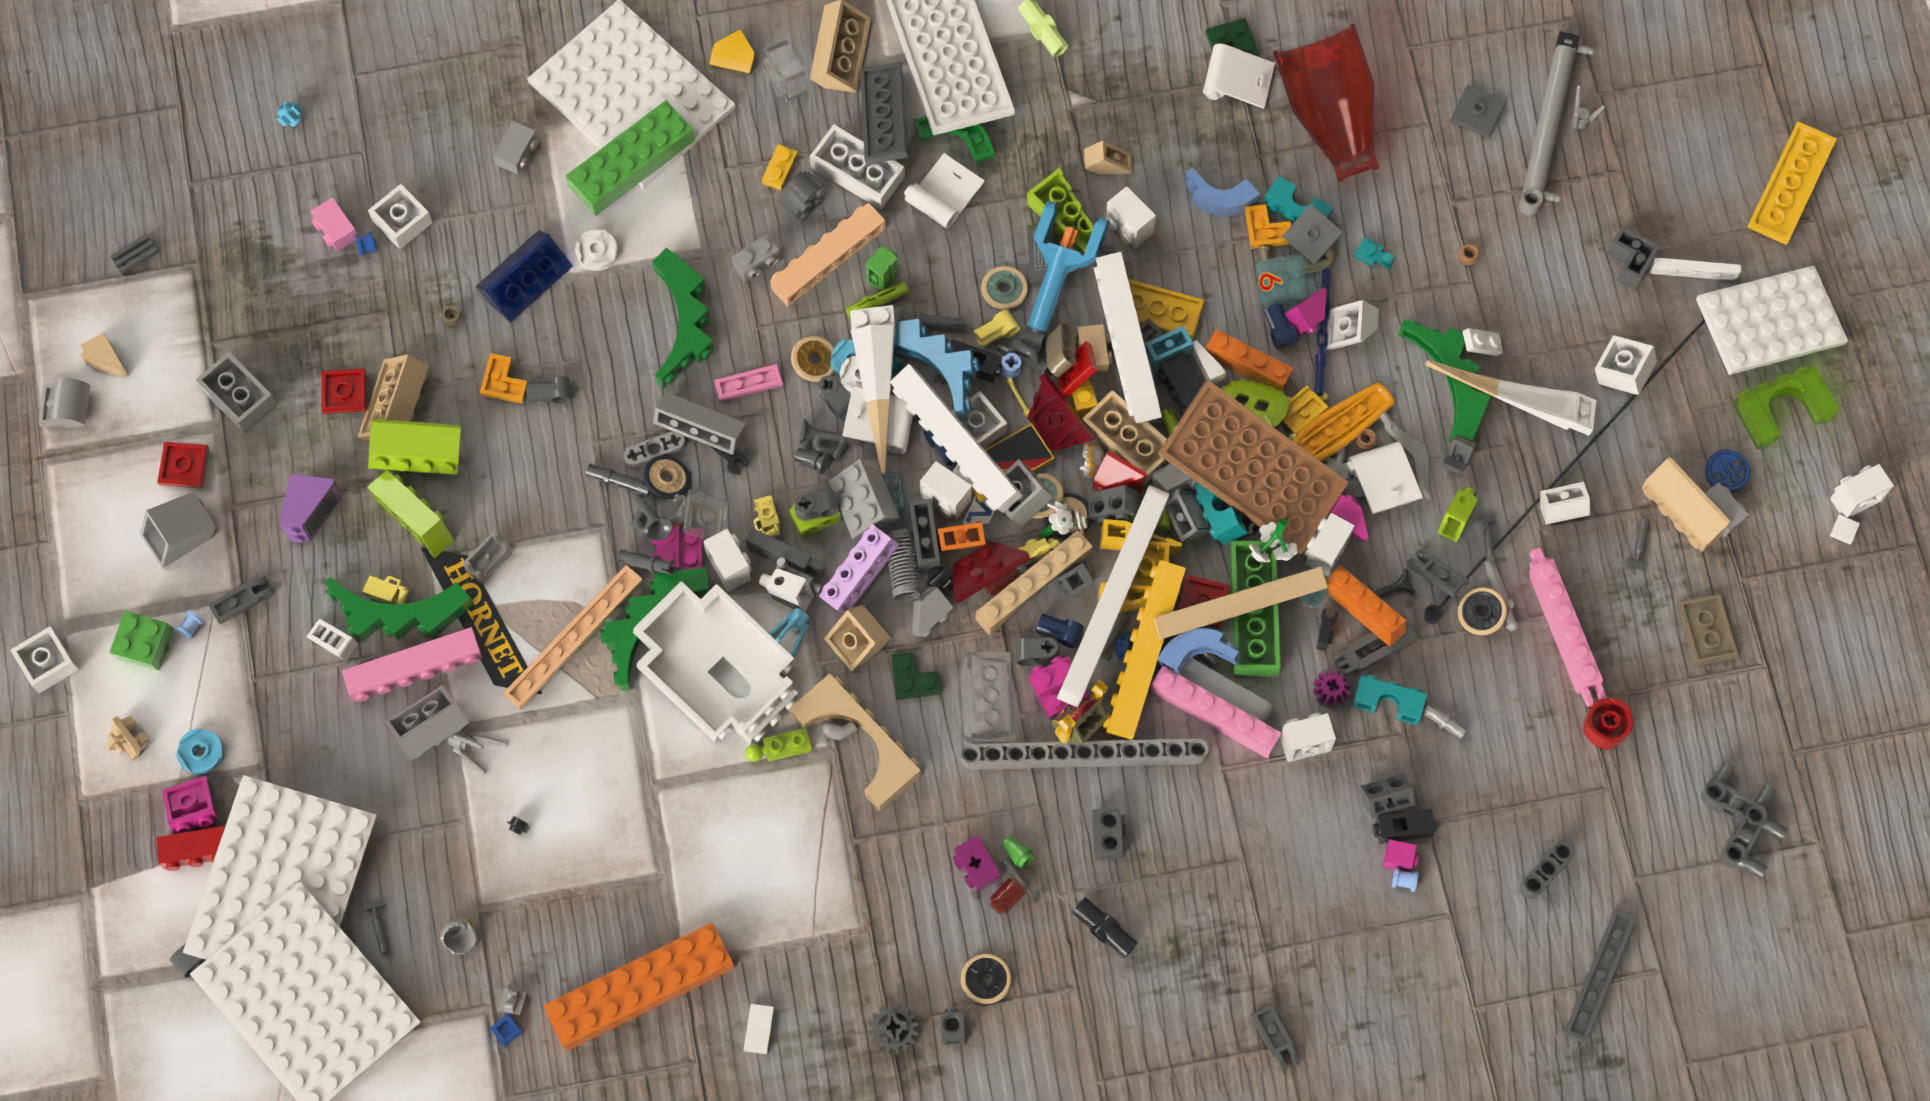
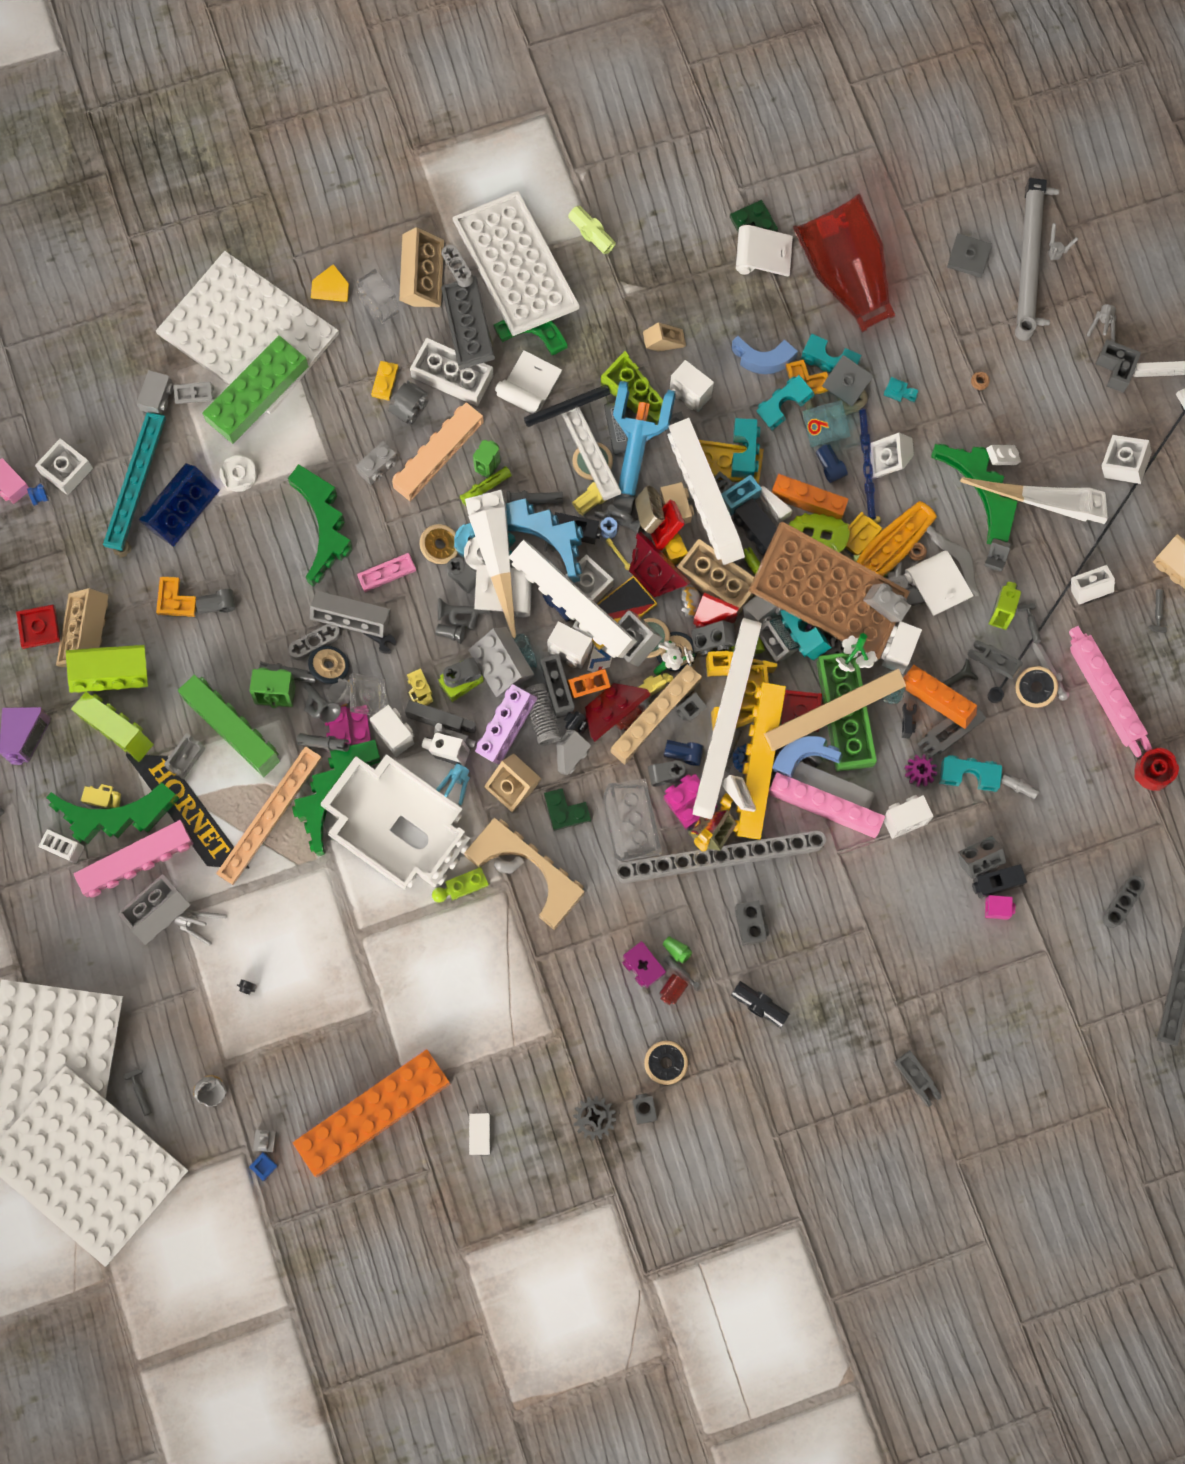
camera: 10 degrees left, 5 degrees up
(477, 243) = (134, 481): none -> teal plate
(543, 529) = (228, 725): none -> bright green brick
(559, 152) = (193, 392): none -> light grey hinge
(598, 493) = (272, 687): none -> bright green brick
(881, 55) = (457, 271): none -> light grey beam
(983, 221) = (567, 405): none -> black axle
(1003, 278) = (591, 454): none -> white tile
(1114, 681) = (739, 793): none -> white slope
(1184, 278) = (745, 433): none -> teal arch
(1249, 237) = (795, 390): none -> teal arch
(1308, 313) = (853, 448): dark pink slope -> none
(1318, 489) = (887, 602): none -> light grey brick
(1348, 509) = (917, 619): dark pink slope -> none
(1405, 879) = (1006, 926): light blue bush -> none
(1628, 200) = (1106, 316): none -> light grey plant

